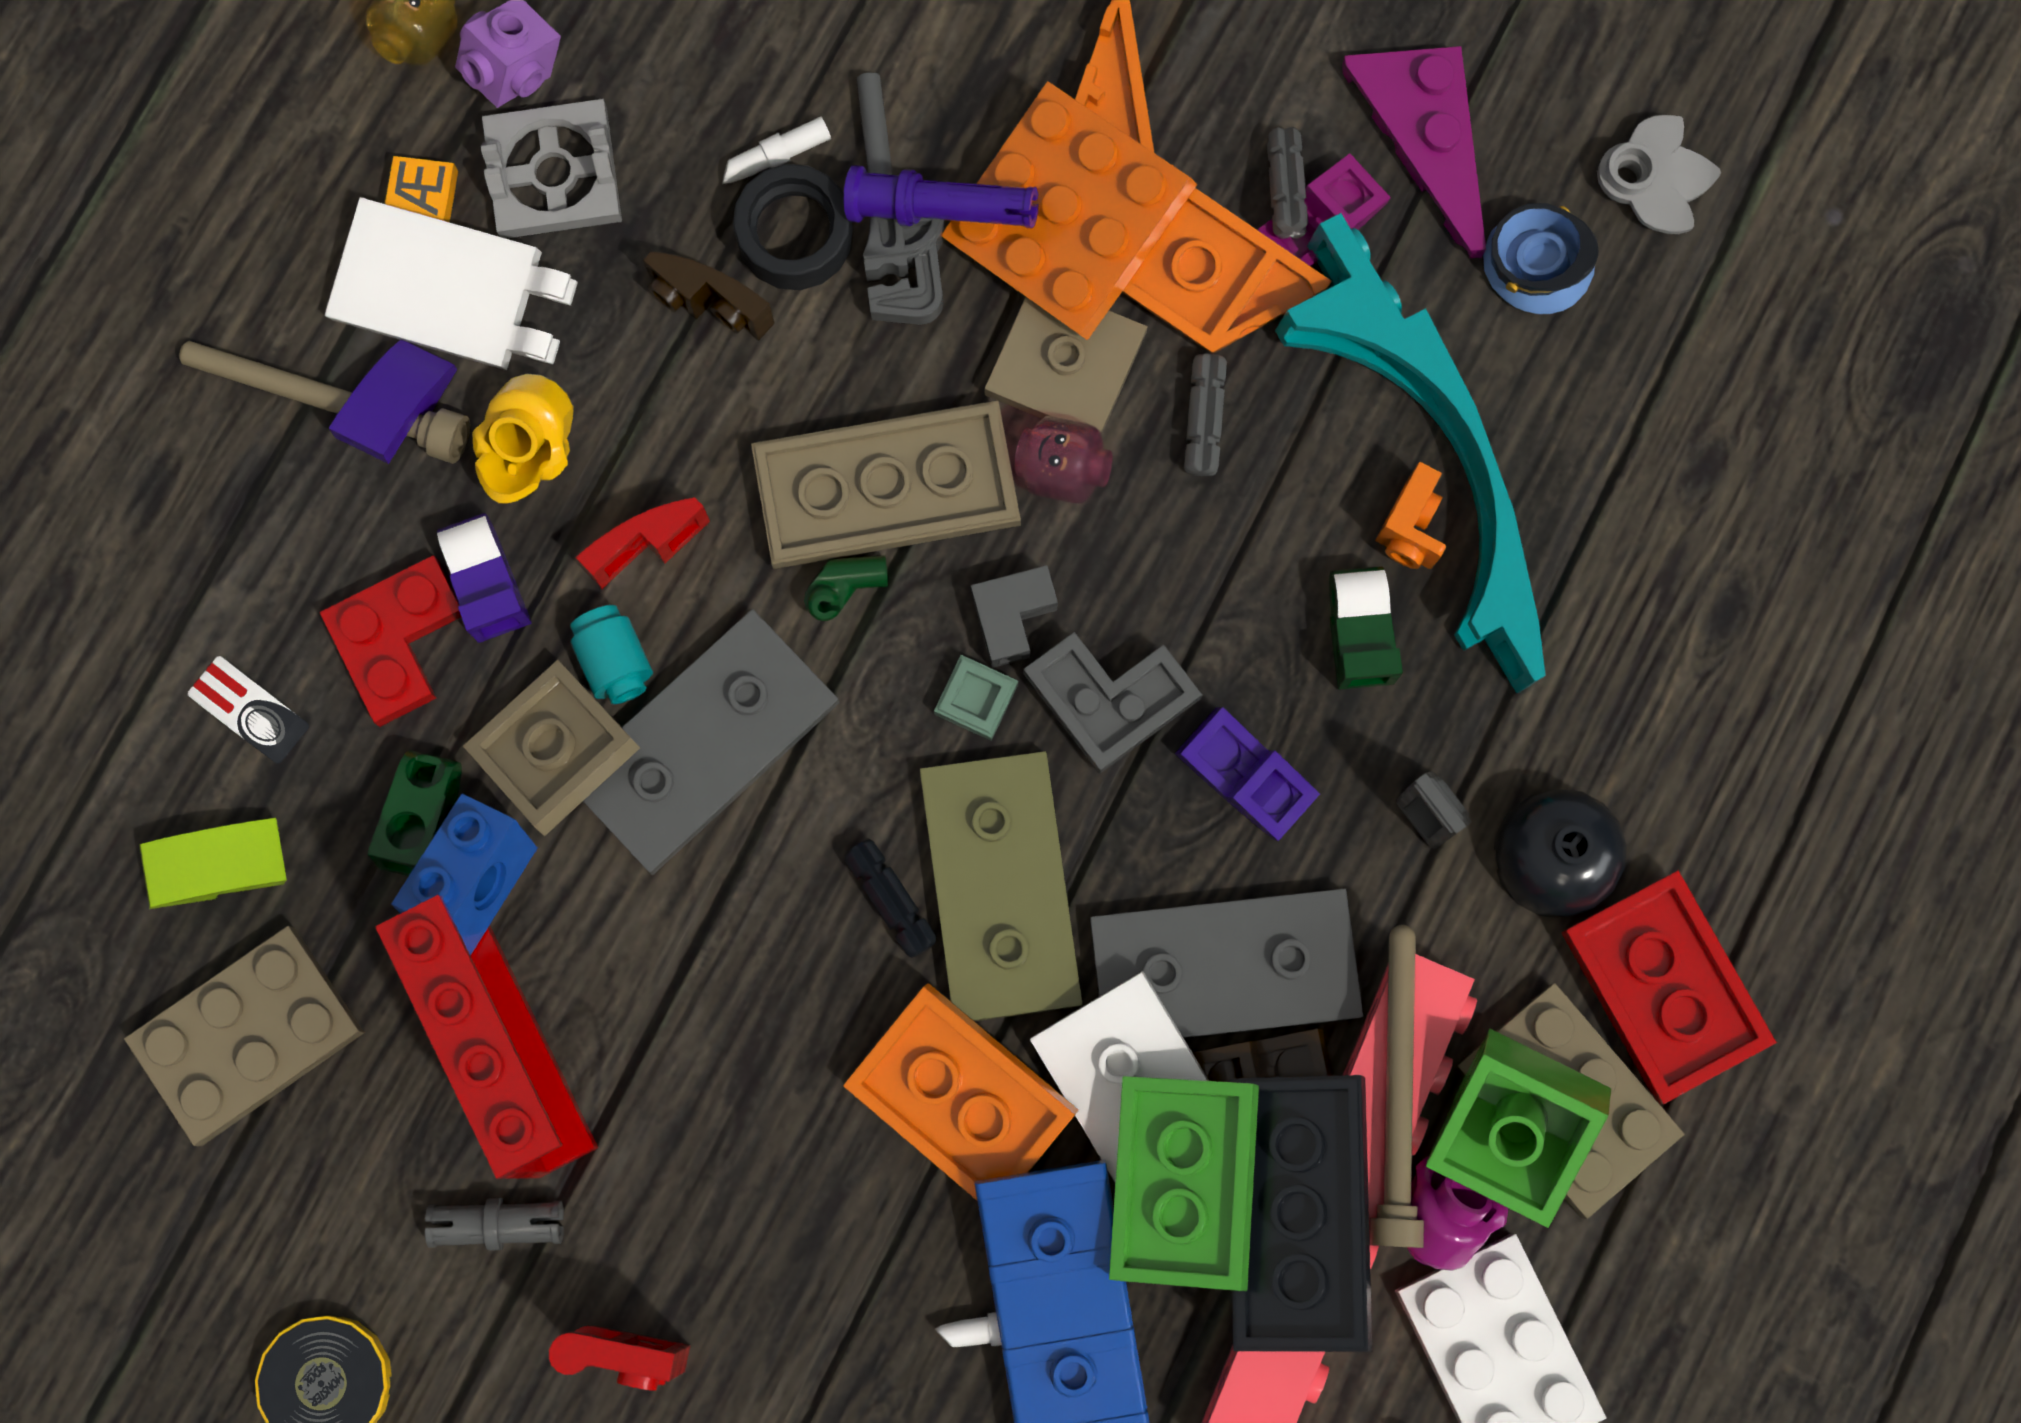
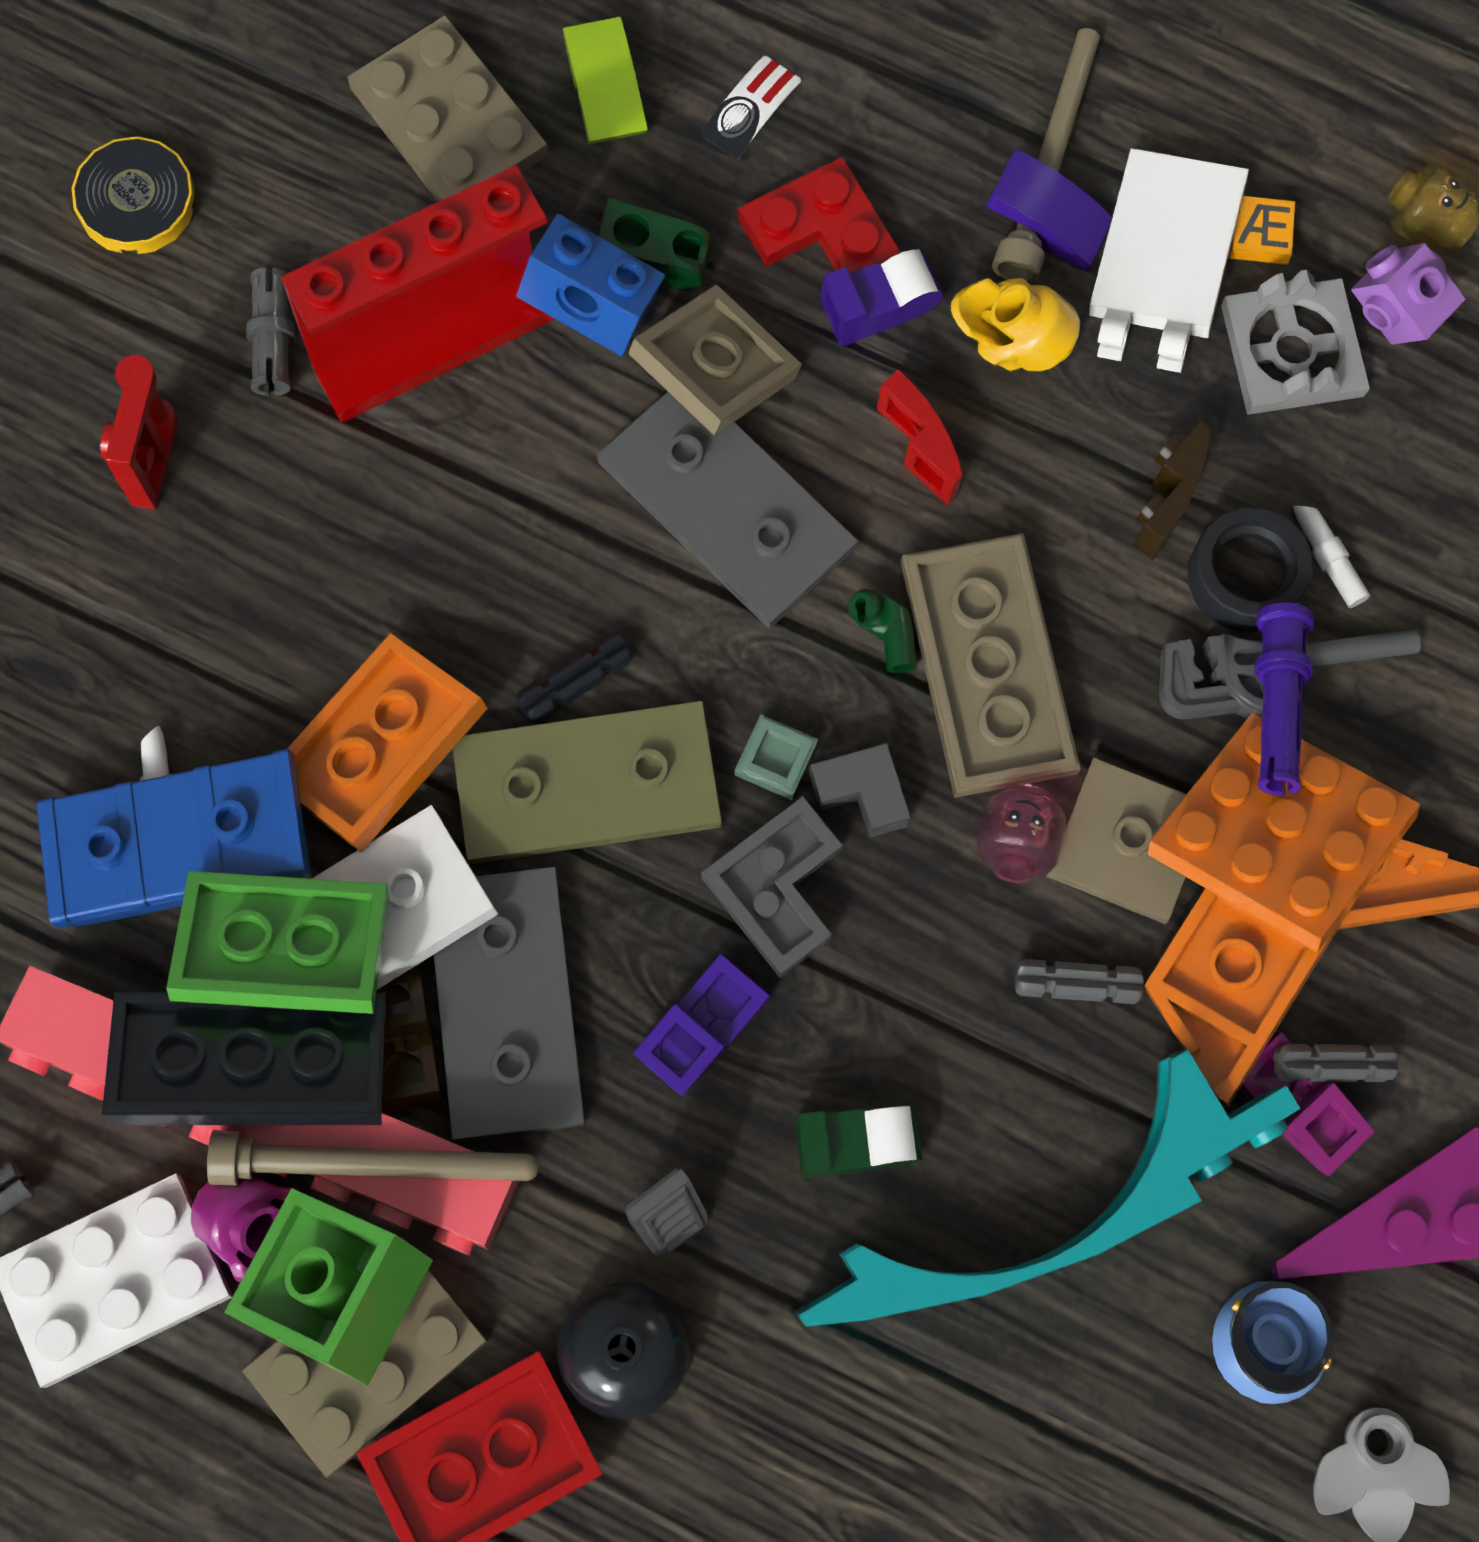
camera: 85 degrees right, 5 degrees down
(610, 654) = (808, 411): teal brick -> none
(1413, 508) = (987, 1193): orange bracket -> none

